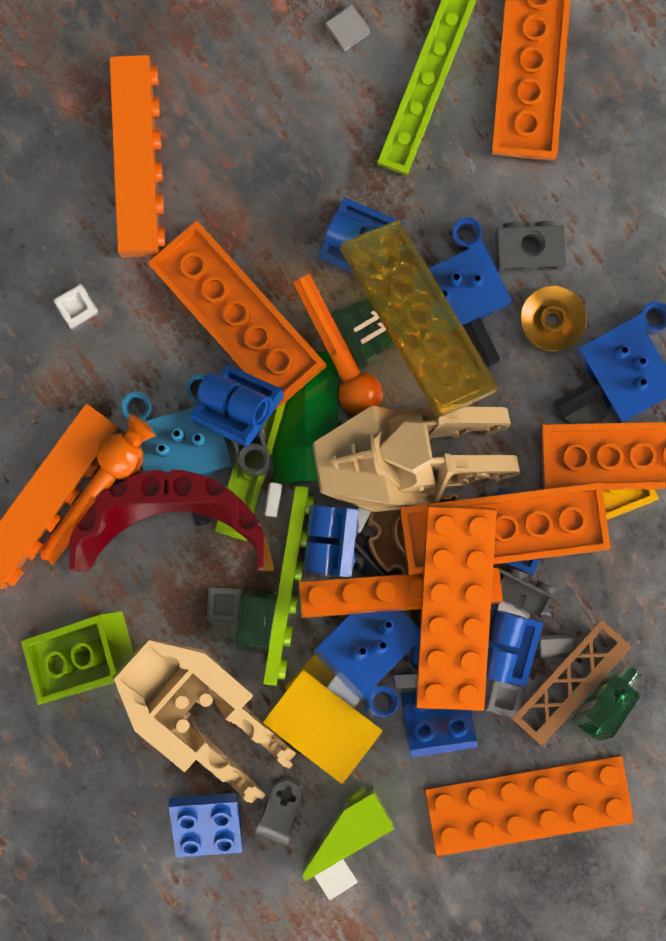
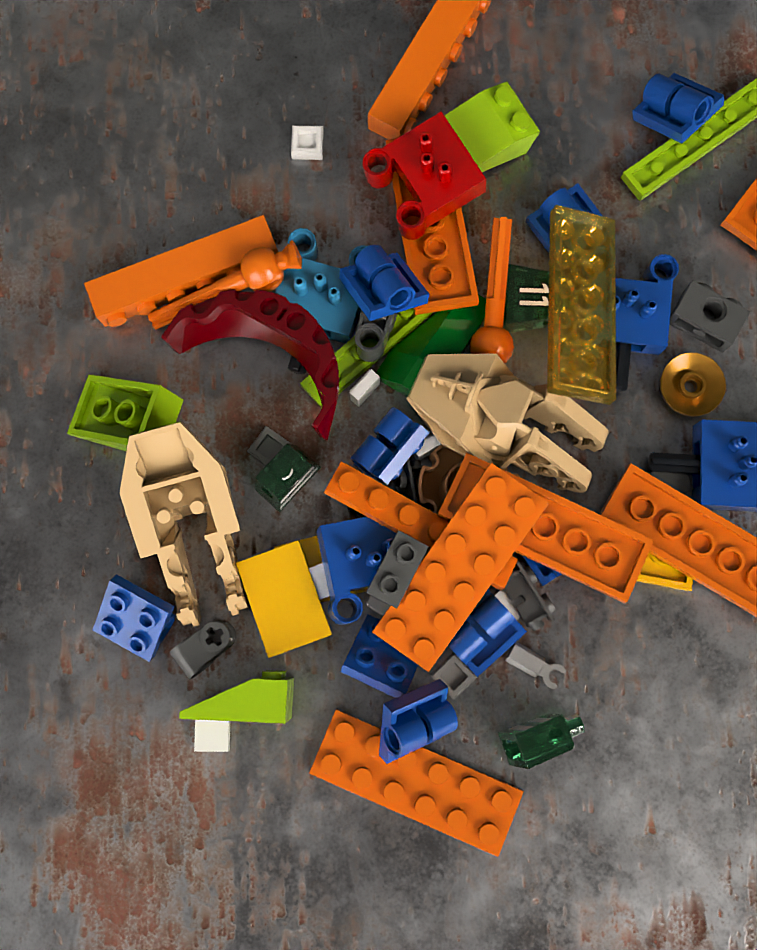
camera: 40 degrees right, 5 degrees down
(212, 272) = (433, 169): none -> red piece
(230, 207) = (494, 126): none -> lime slope
(286, 600) = (300, 498): lime plate -> none
(348, 28) = (663, 59): light grey tile -> none
(387, 71) = (676, 106): none -> blue plate
(405, 644) = (397, 569): none -> dark grey hinge
(498, 756) = (416, 720): none -> blue plate
(580, 691) = (523, 711): medium nougat fence -> none

